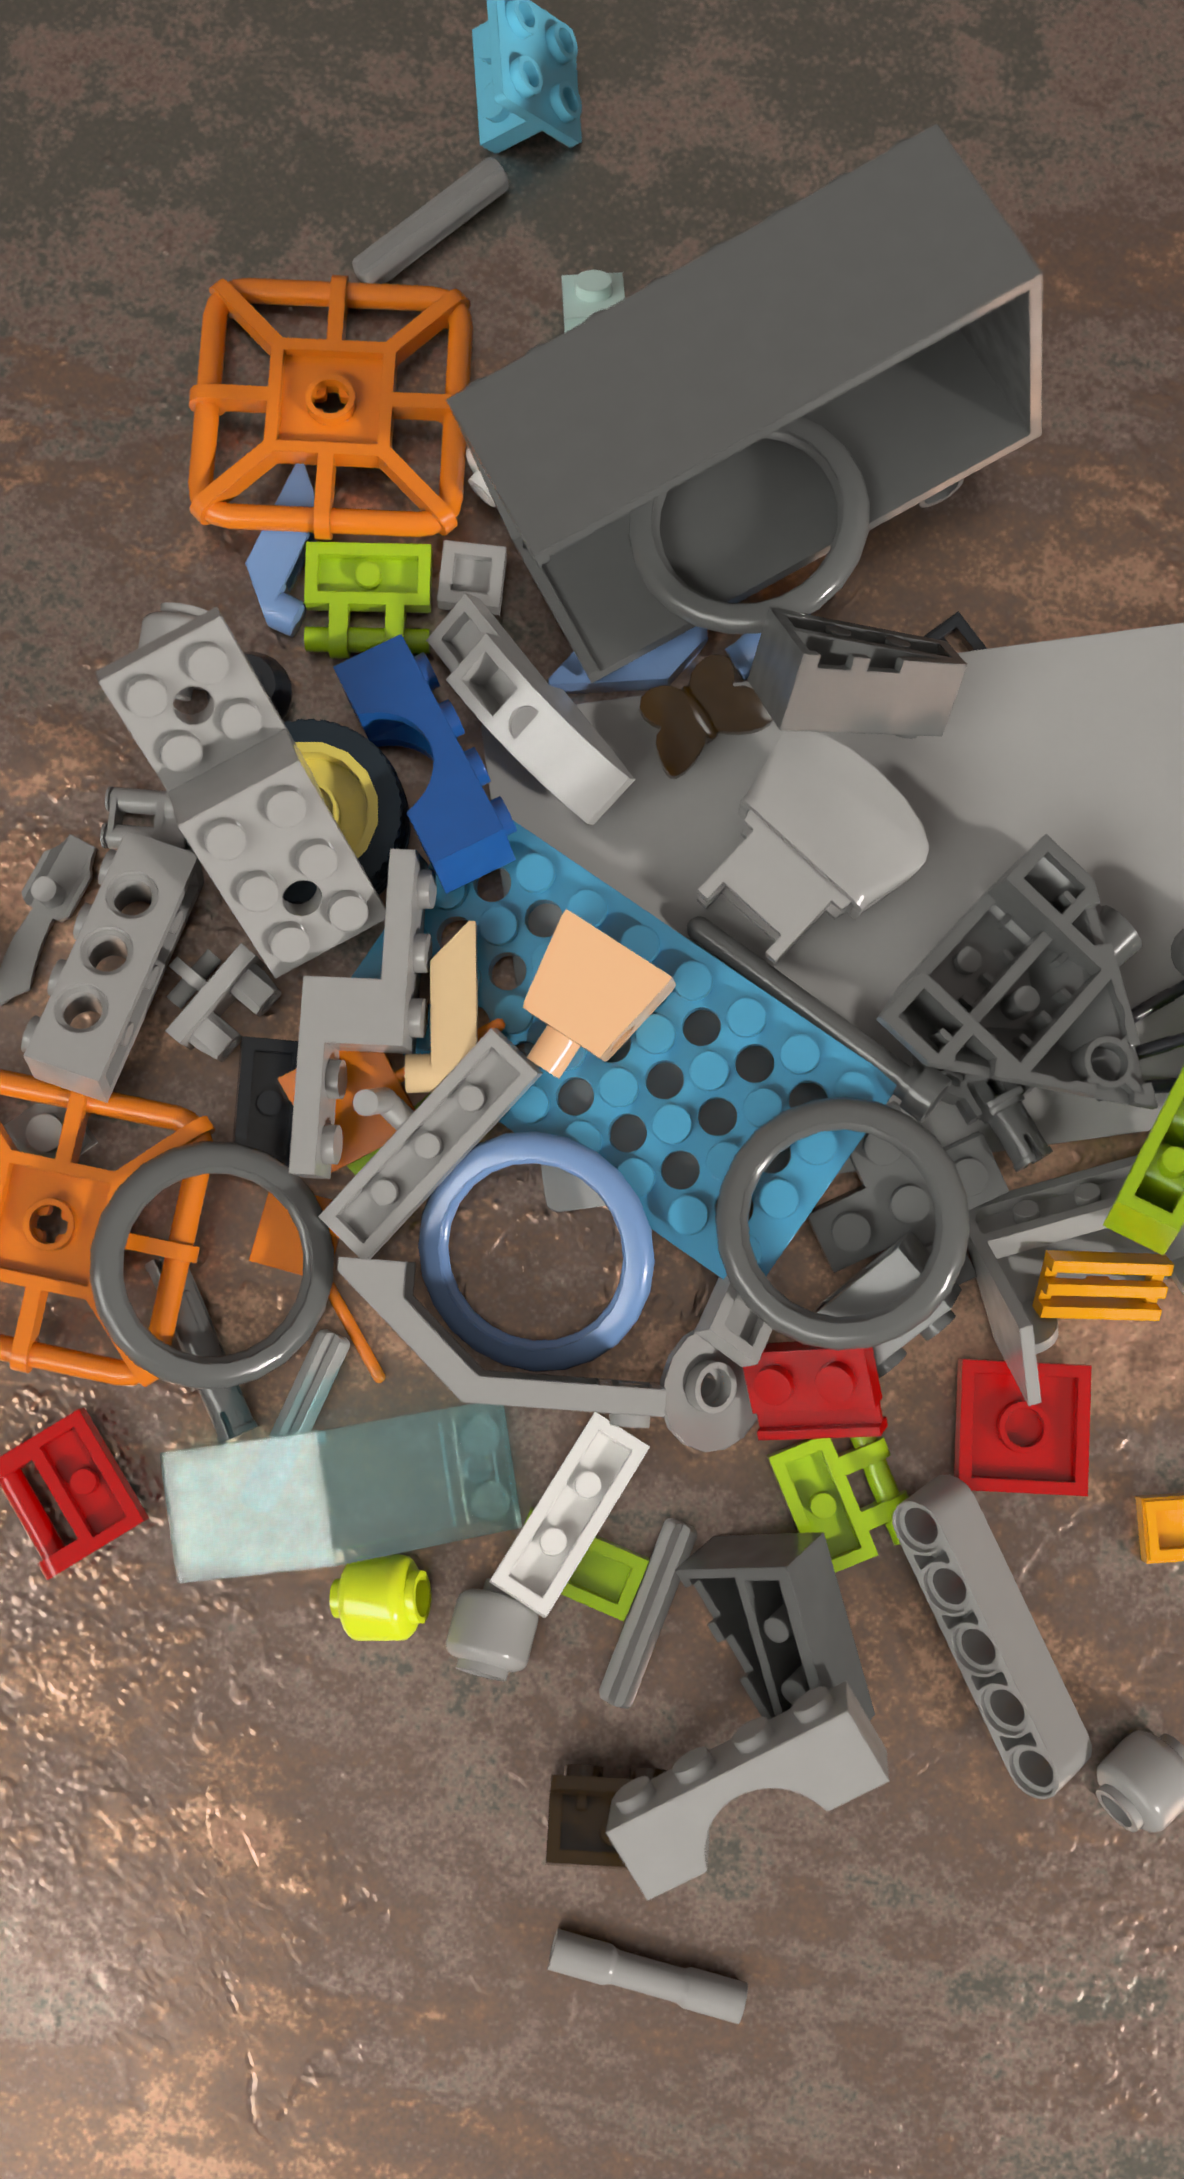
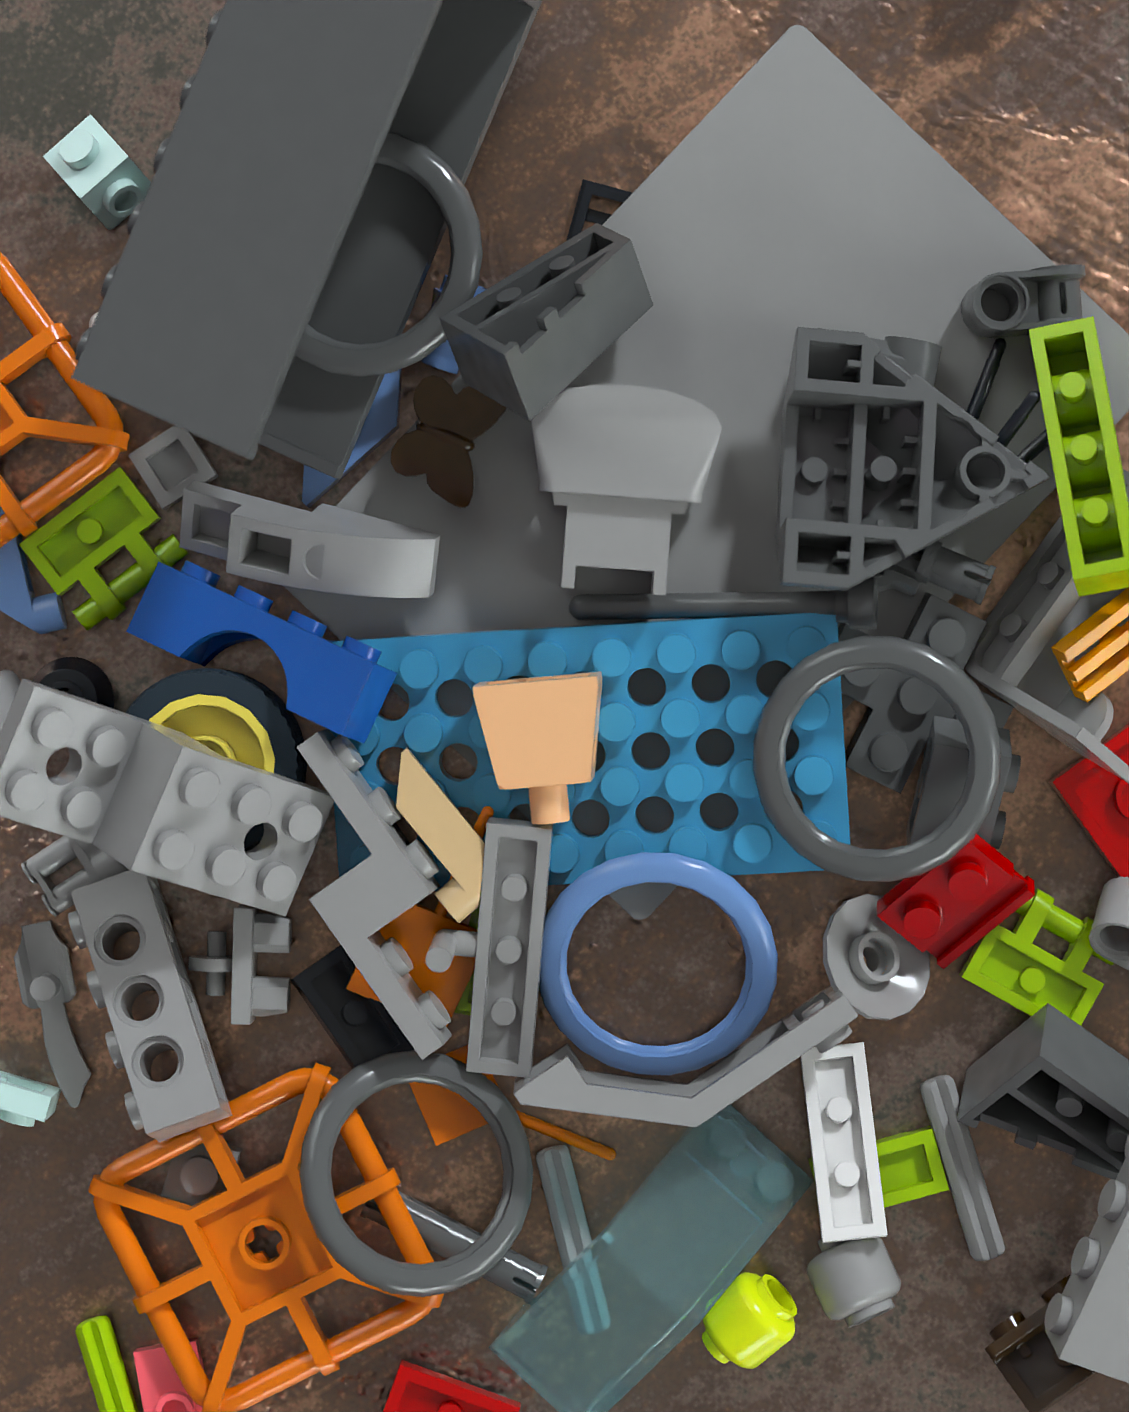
camera: 35 degrees left, 5 degrees up
(733, 1326) = (854, 902): light grey plate -> none

